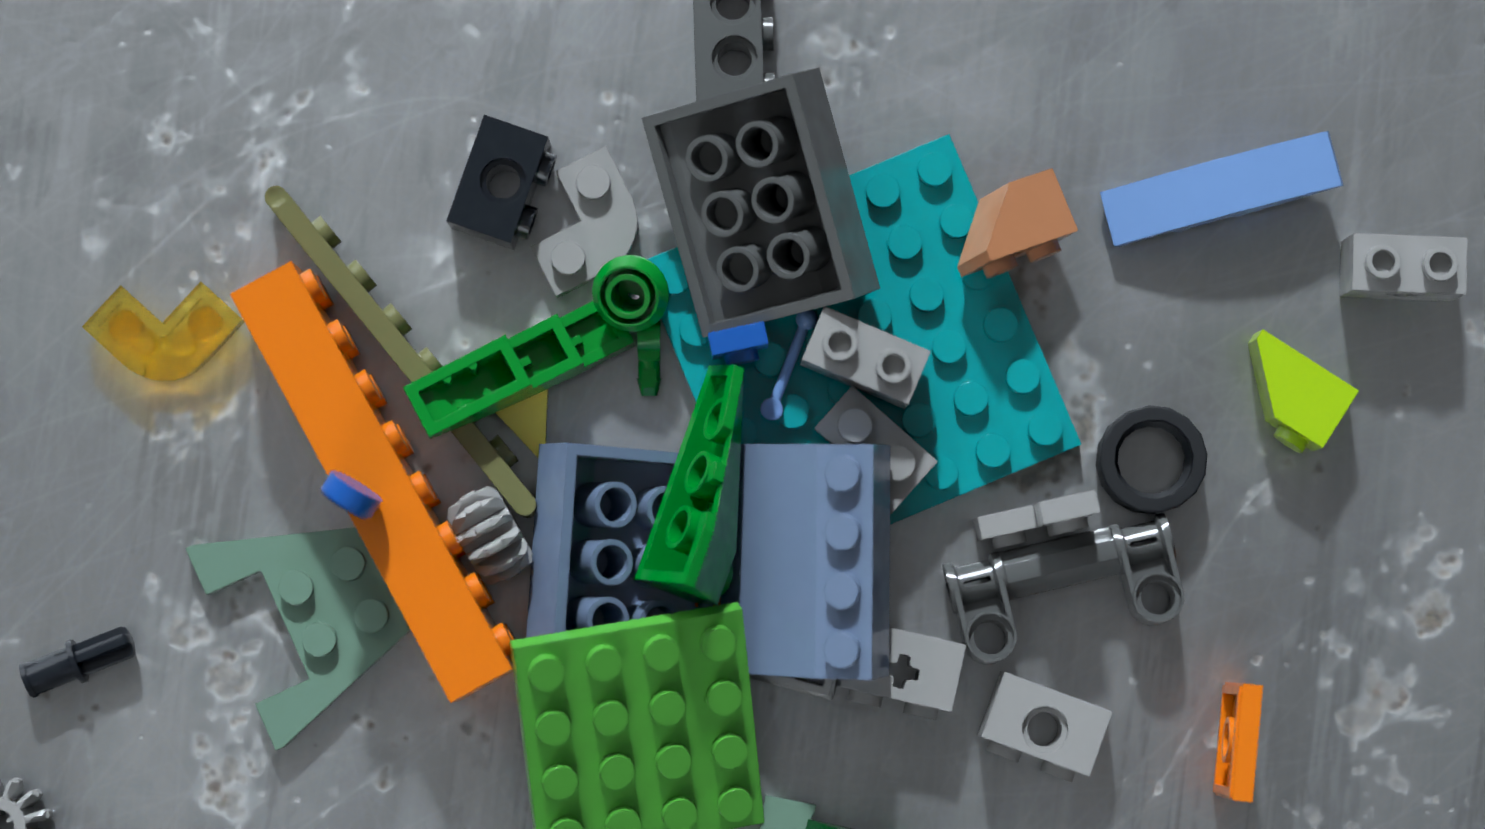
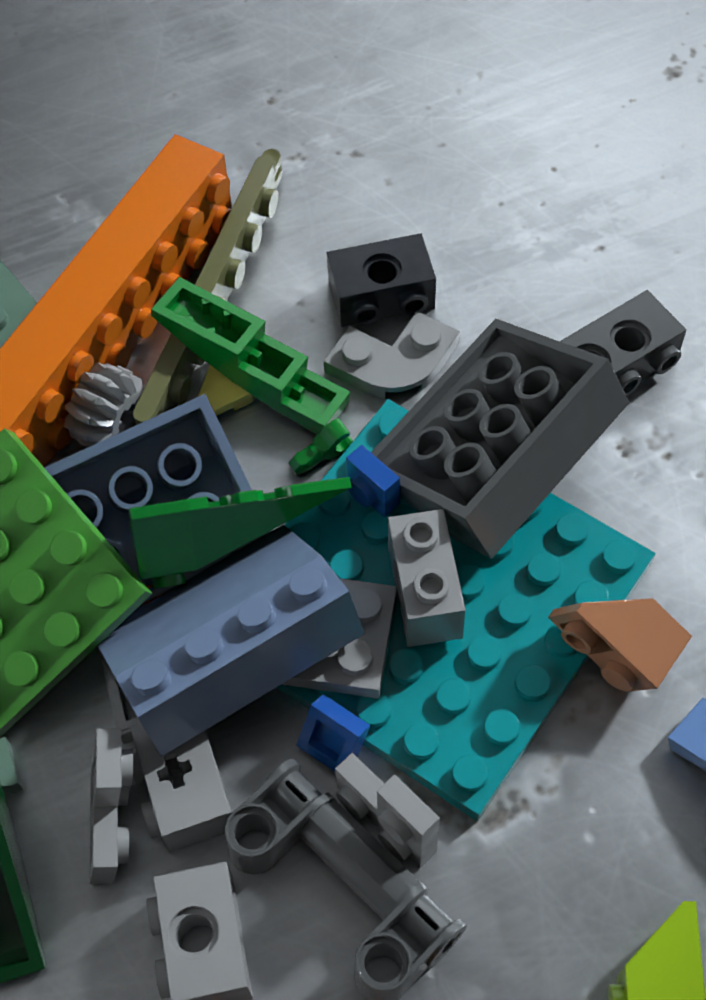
camera: 65 degrees right, 25 degrees down
(165, 348) = (121, 148): clear yellow plate -> none
(350, 495) = (65, 263): blue tile -> none
(630, 293) = (359, 393): green cone -> none
(771, 407) = (338, 544): medium blue hinge -> none
(882, 734) = (109, 788): none -> light grey plate
(942, 519) = (331, 732): none -> blue plate
(1172, 422) = (538, 850): black tyre -> none

